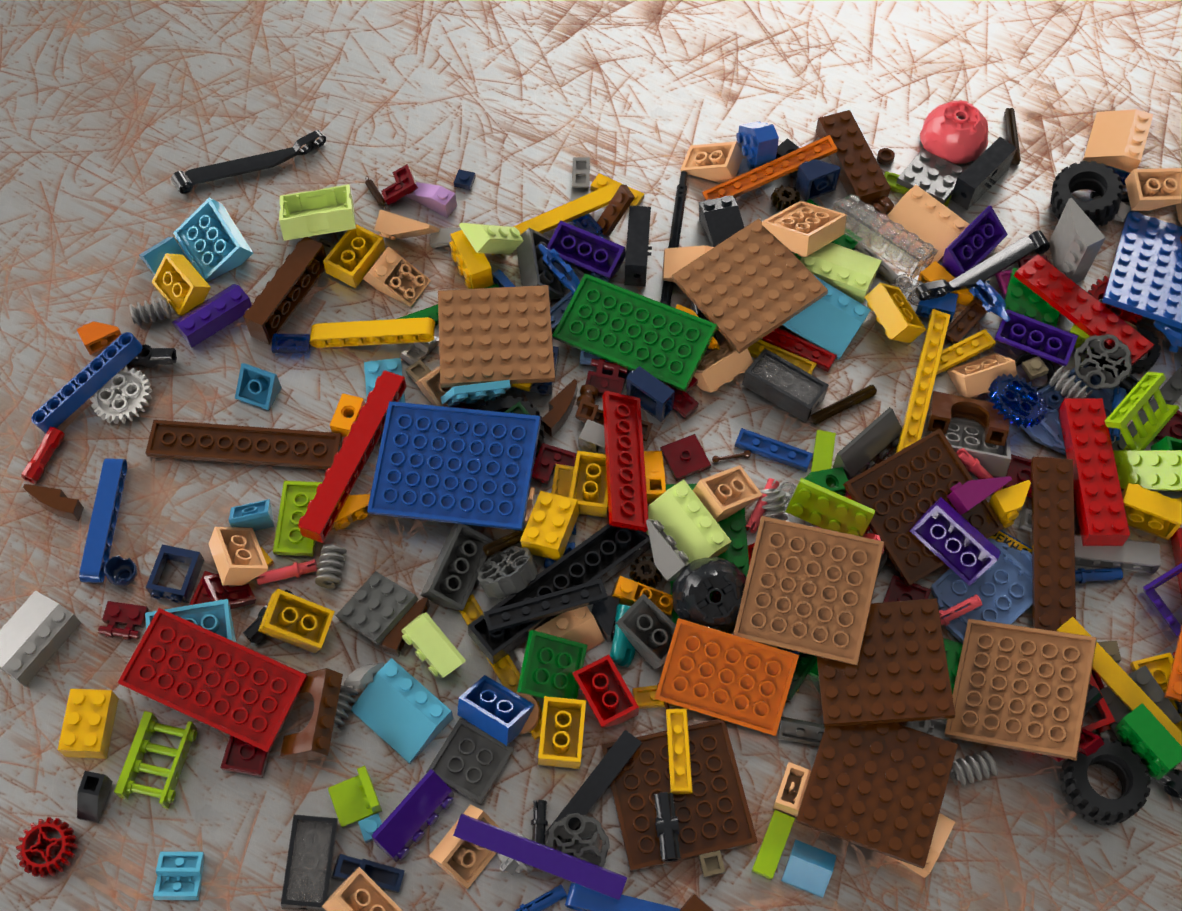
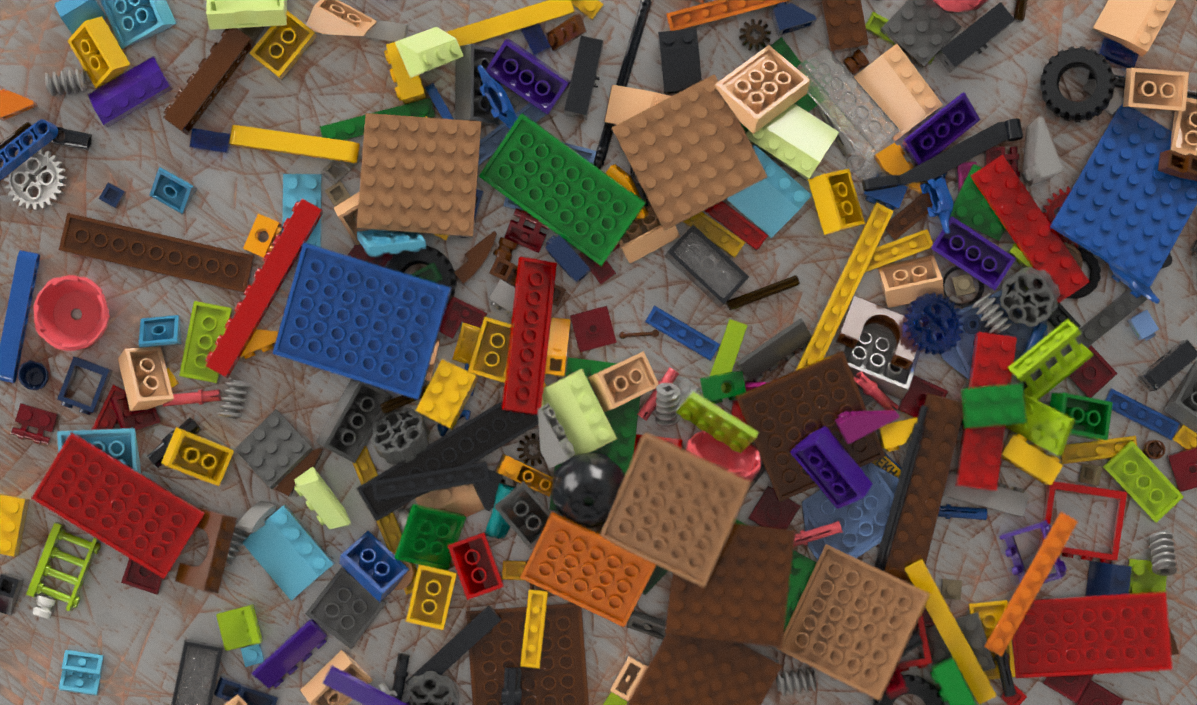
camera: 10 degrees right, 25 degrees up
(134, 806) = (43, 606): none -> white wheel
(151, 491) = (55, 307): none -> coral piece
(197, 400) = (112, 195): none -> dark blue plate
(396, 278) = (325, 76): light nougat slope -> none
(1032, 546) = (901, 490): none -> black axle
(1103, 453) = (993, 406): none -> green brick

